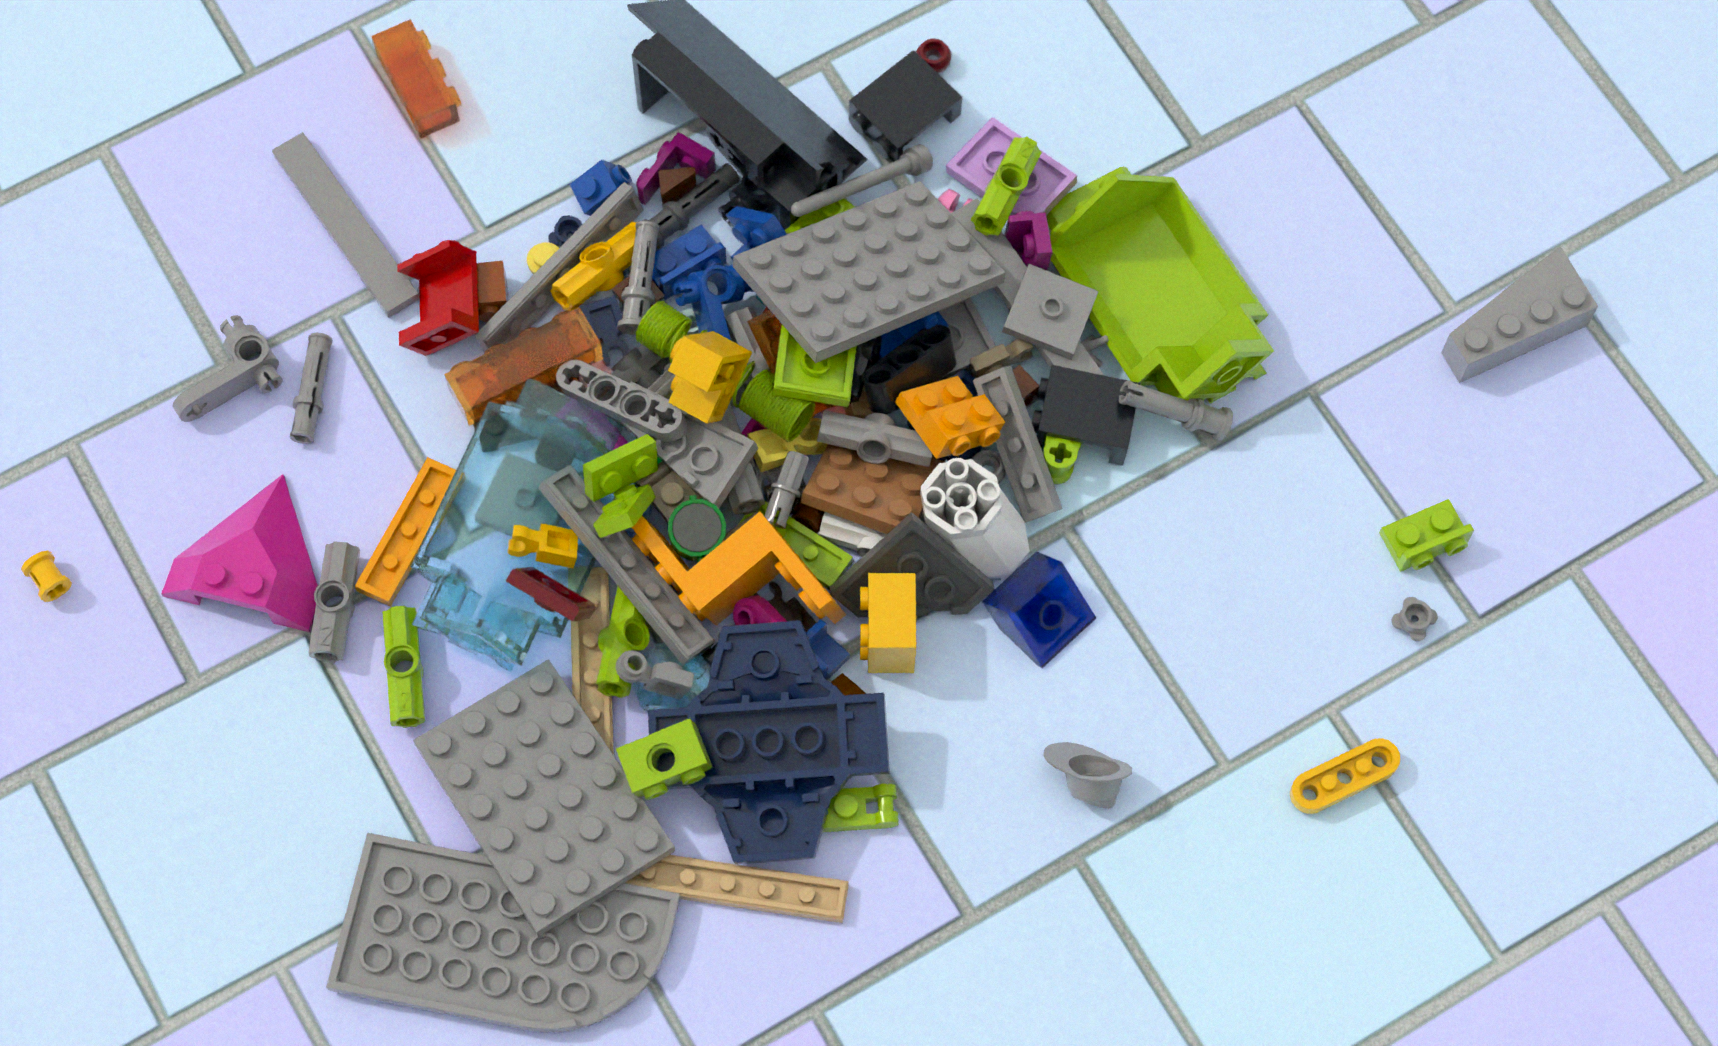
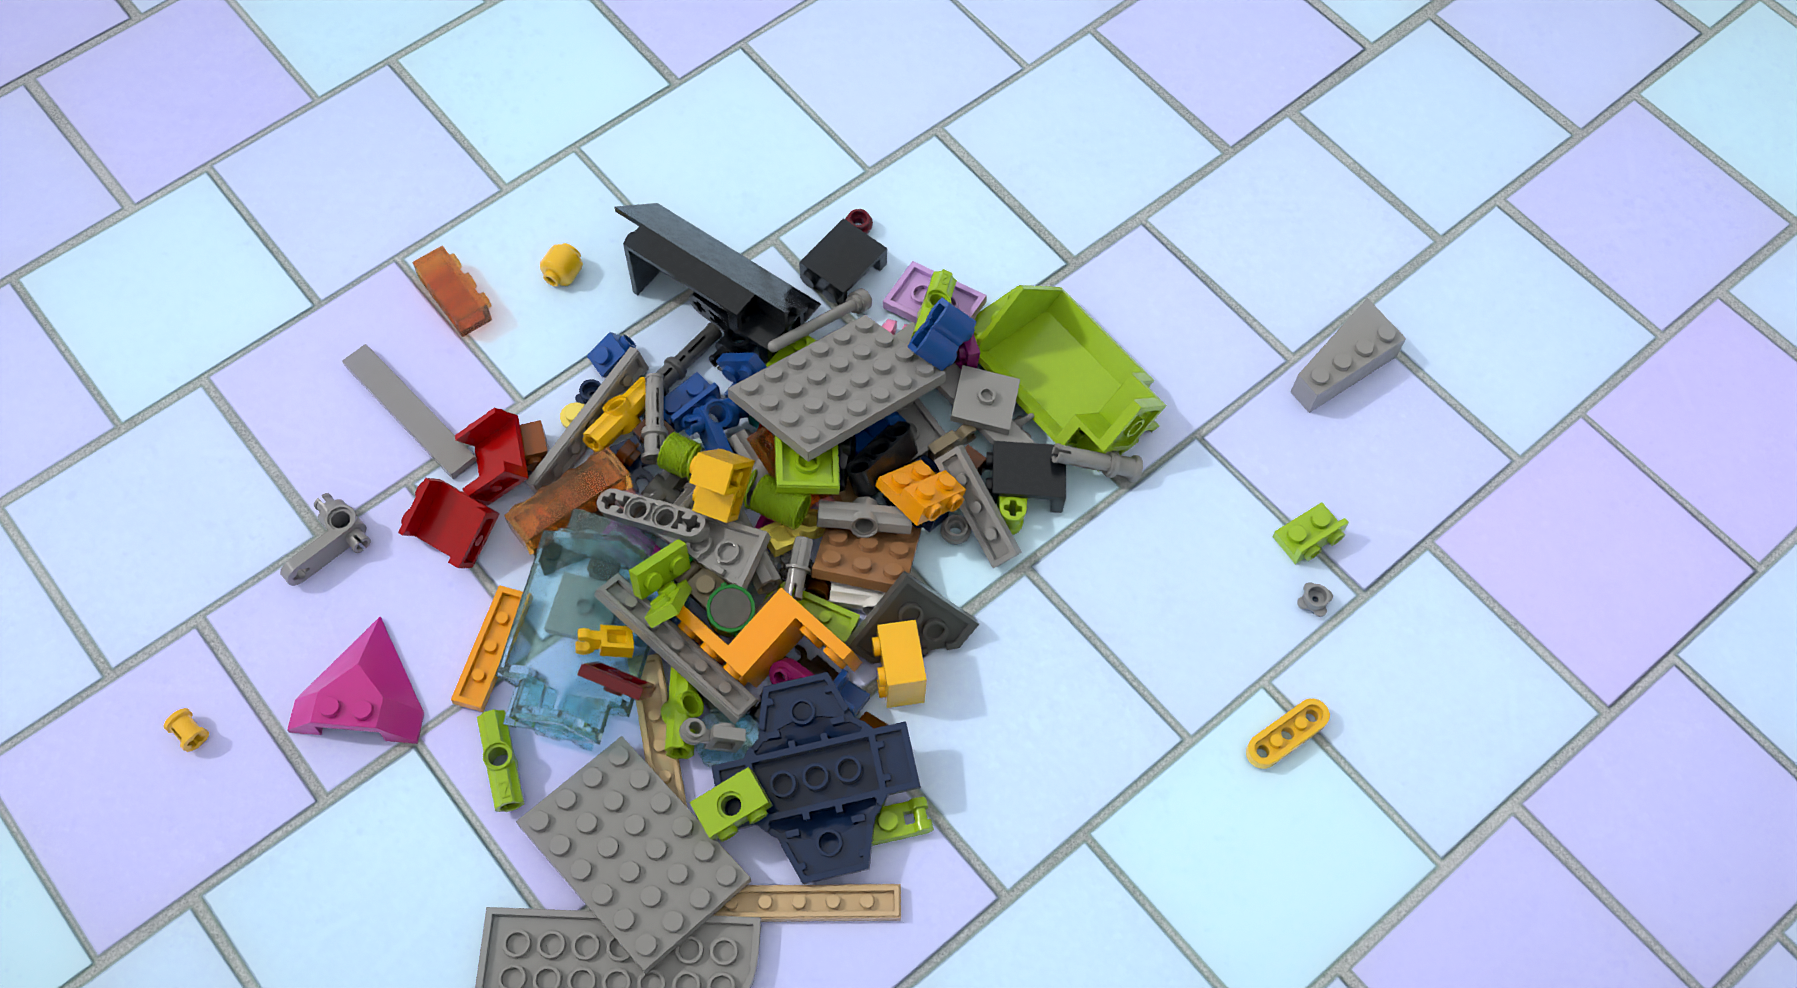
camera: 10 degrees left, 5 degrees down
(309, 402) = (394, 554): light grey pin -> none
(332, 623) = (435, 734): light grey piece -> none
(378, 371) = (449, 521): none -> red panel
(553, 62) = (561, 264): none -> yellow head
(602, 317) = (628, 452): none -> reddish brown plate
(676, 183) = (672, 342): reddish brown slope -> none
(679, 151) = (673, 317): magenta bracket -> none
(975, 517) = (954, 568): white brick -> none
(1007, 224) = (942, 334): none -> blue brick
(1039, 608) = (1017, 634): clear blue slope -> none
(1088, 773) = (1083, 763): light grey piece -> none

